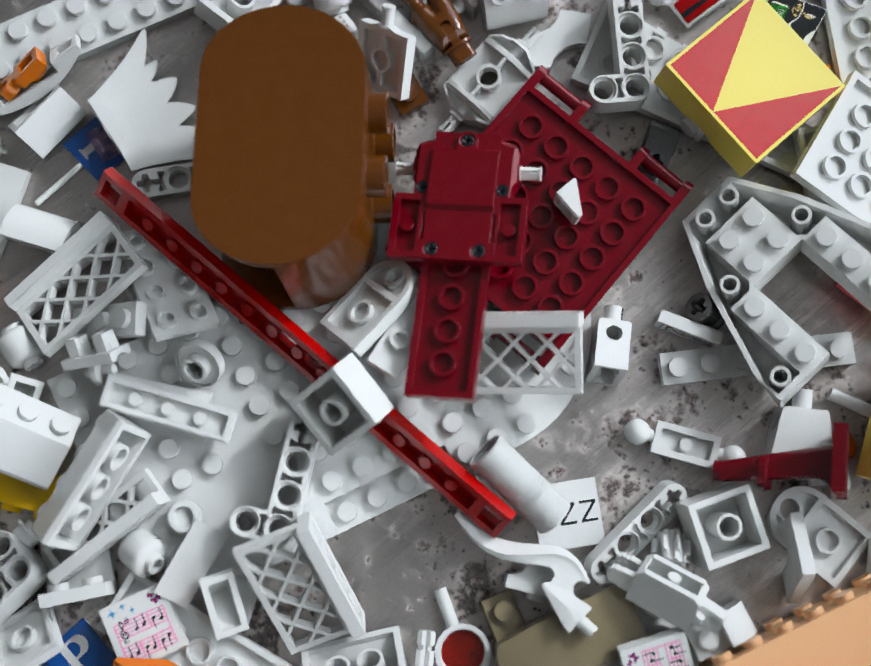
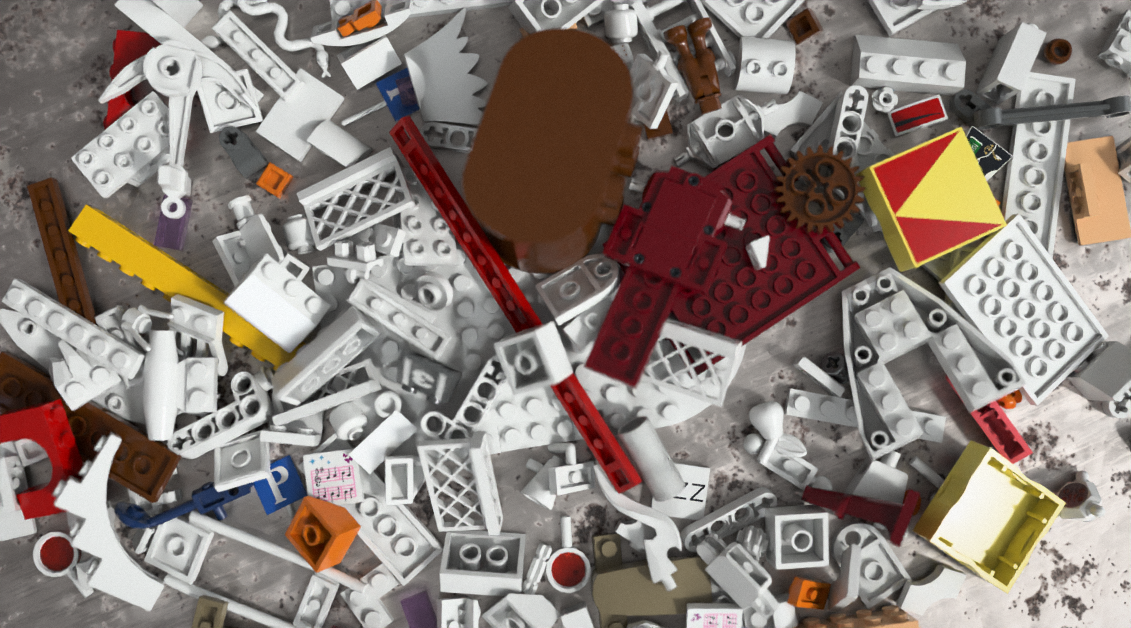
camera: 15 degrees right, 5 degrees up
(221, 466) = (427, 376): none -> dark grey slope
(403, 556) = (538, 488): none -> white piece
(432, 535) = (573, 475): none -> white plate
(609, 348) = (753, 373): white torso -> none
(638, 89) = (841, 178): none -> reddish brown gear
(645, 398) = (769, 422): none -> white piece
(758, 589) = (808, 593): none -> orange plate

